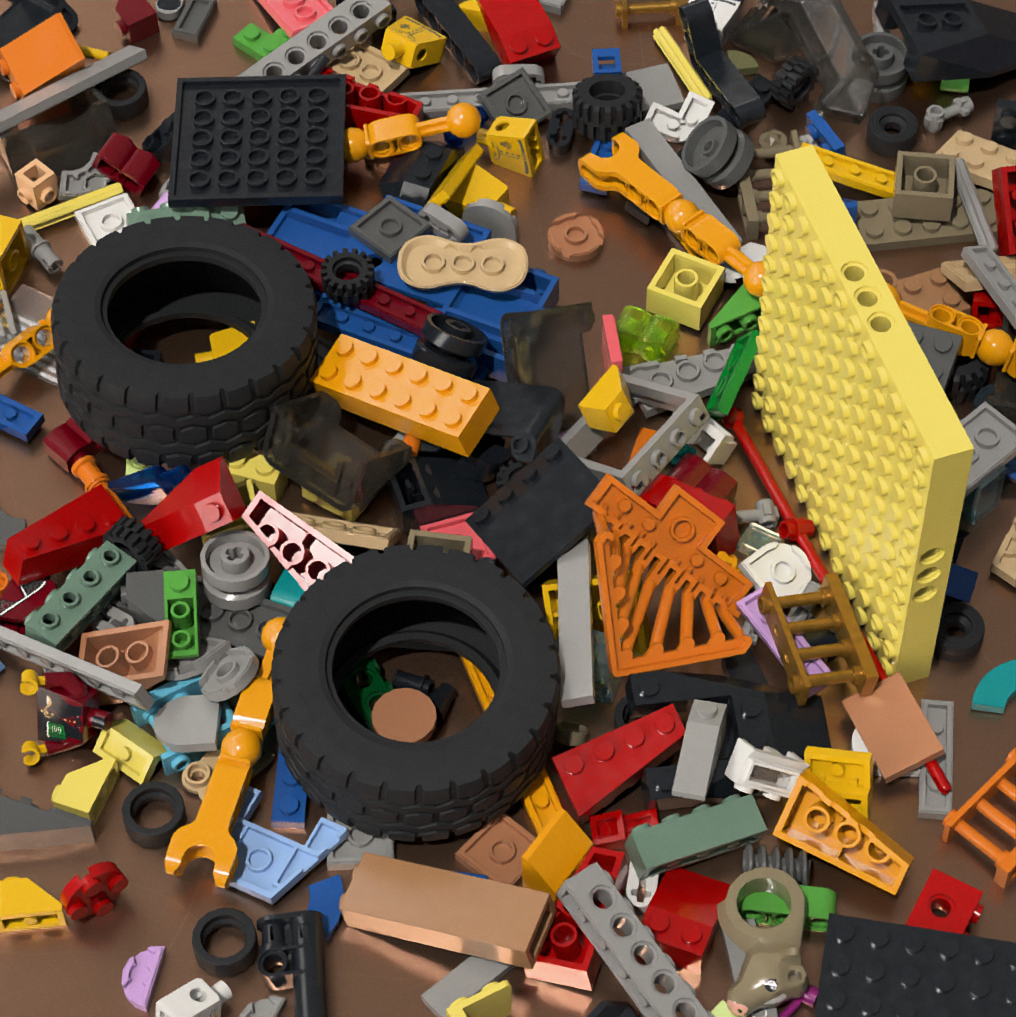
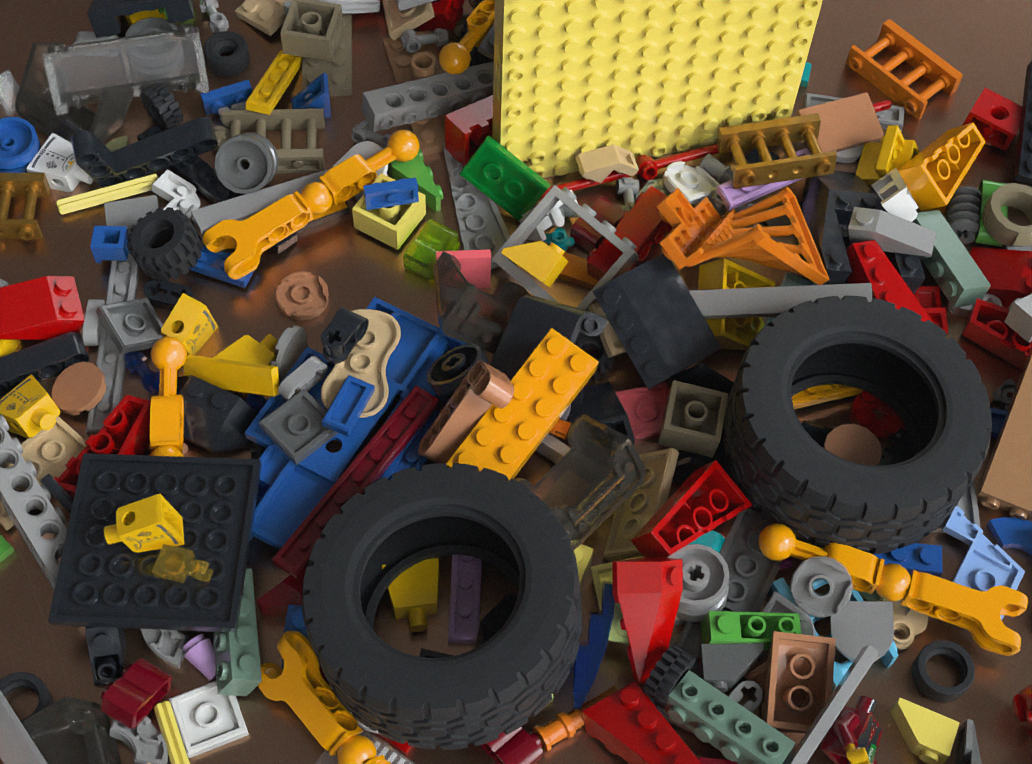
camera: 90 degrees left, 5 degrees up
(133, 749) = (883, 684): light yellow panel -> none
(224, 146) = (177, 563): none -> clear yellow plate
(258, 110) = (146, 525): none -> yellow torso
(346, 263) = (369, 442): black tyre -> none
(403, 338) = (464, 410): none -> nougat beam
(406, 254) = (348, 405): none -> blue tile
(441, 77) = (79, 388): none -> nougat tile
(485, 238) = (343, 335): none -> black piece
(555, 854) = (984, 356): light orange slope -> none
(685, 265) = (391, 193): none -> blue plate
(783, 477) = (602, 161): none -> tan slope
(939, 284) = (413, 42): none -> light grey bar

